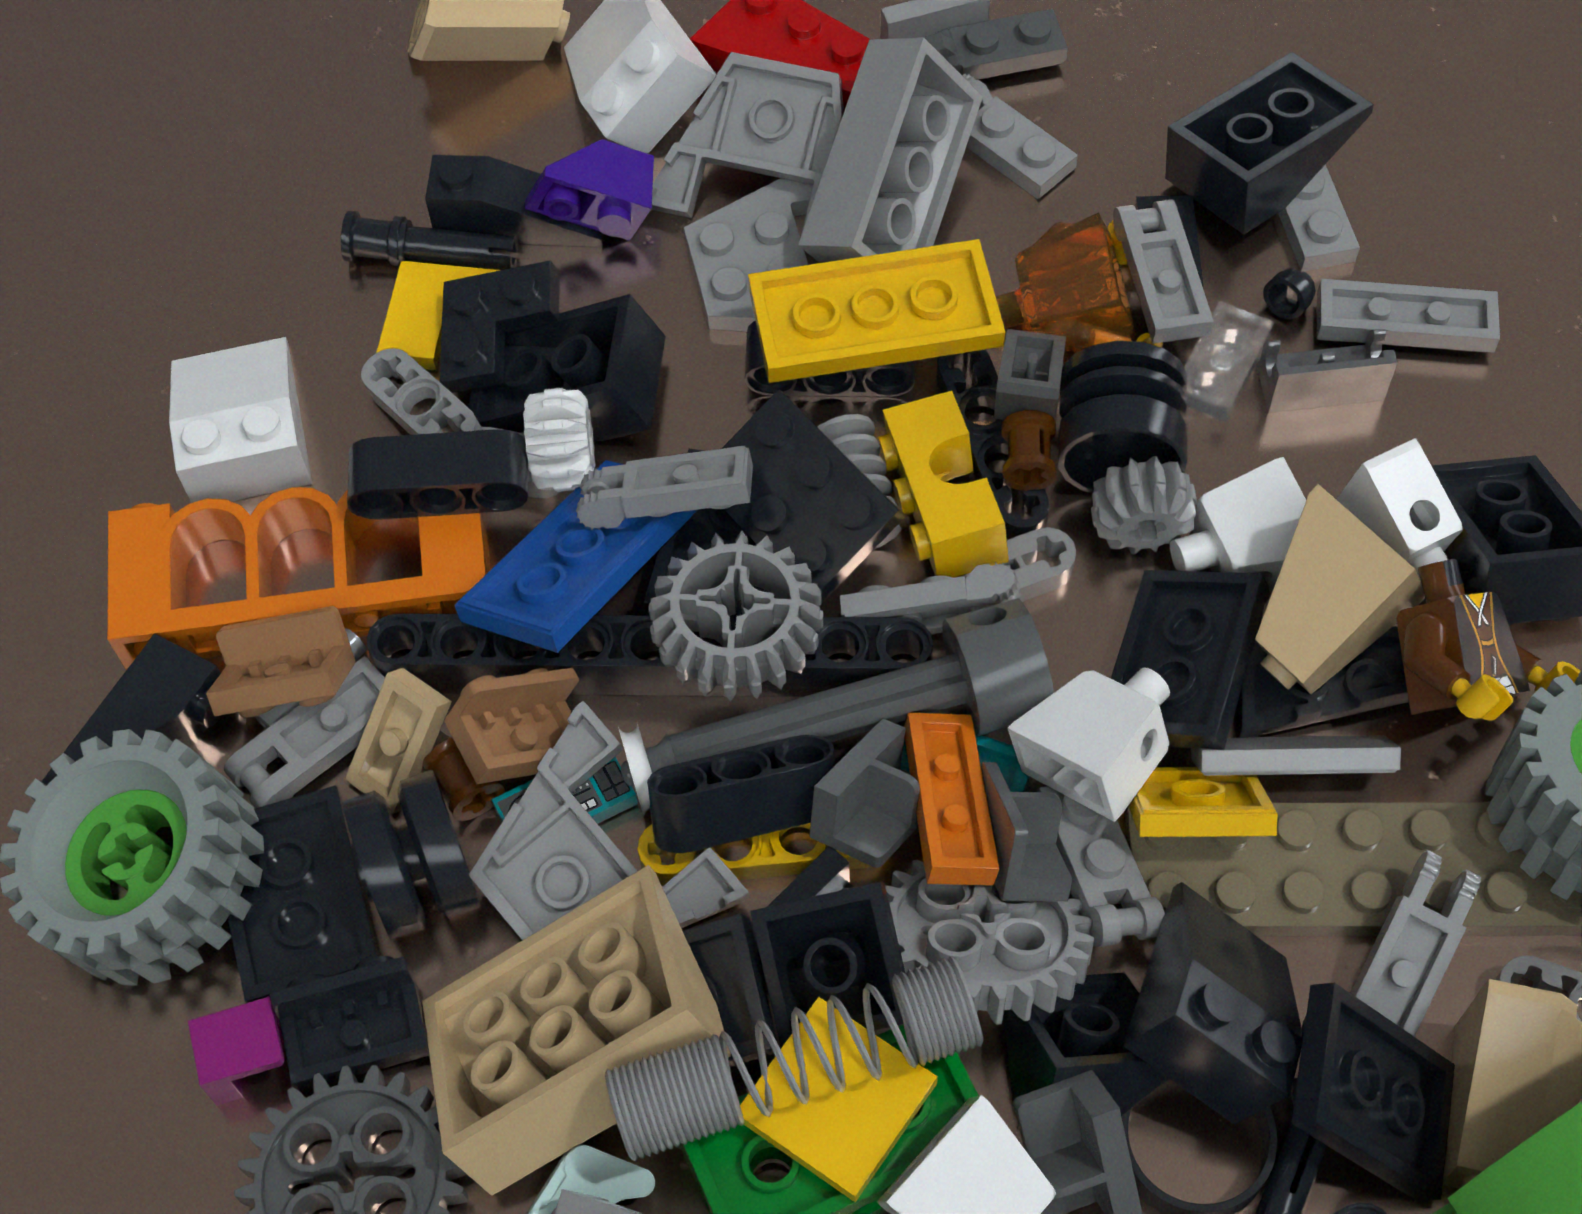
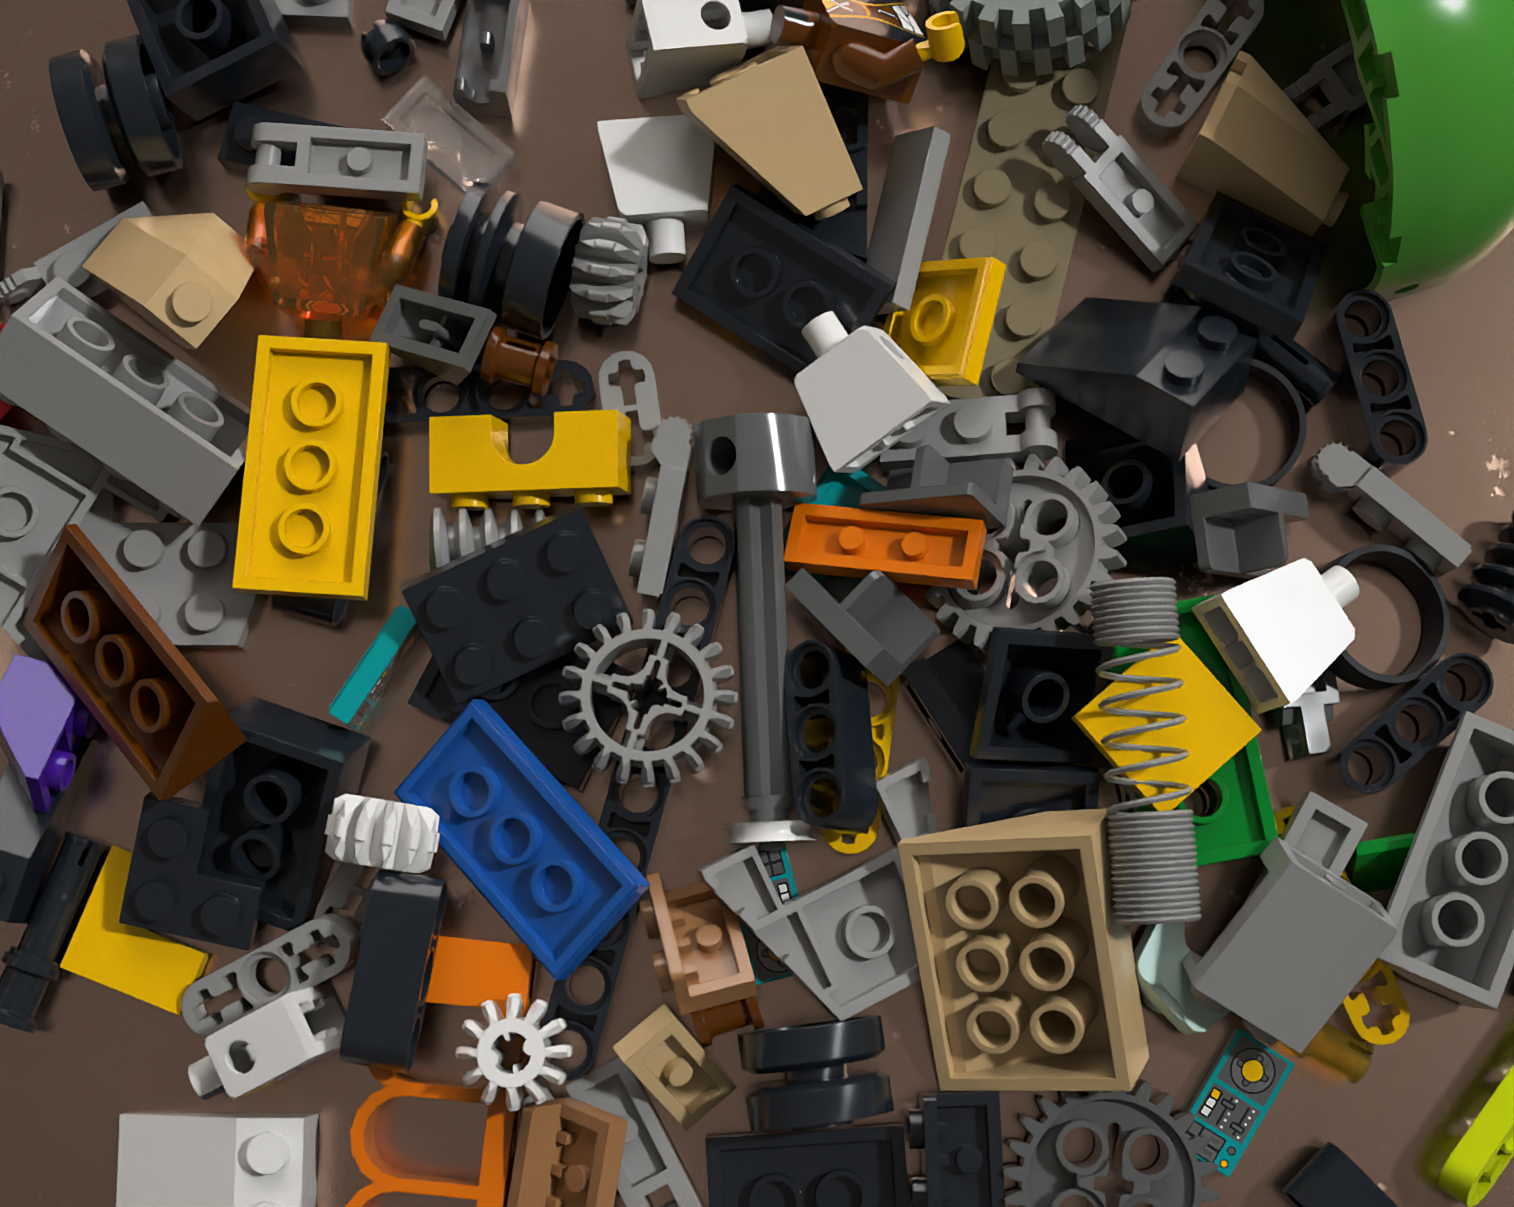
camera: 80 degrees left, 20 degrees up
(354, 397) = (270, 1043): none -> white torso
(381, 583) = (491, 1057): none -> white gear
(661, 222) = (127, 669): none -> reddish brown slope
(665, 486) = (482, 733): light grey hinge -> none
(699, 415) = (376, 669): none -> teal tile
(1012, 180) = (174, 271): none -> tan slope
(1133, 97) = (115, 113): none -> black wheel

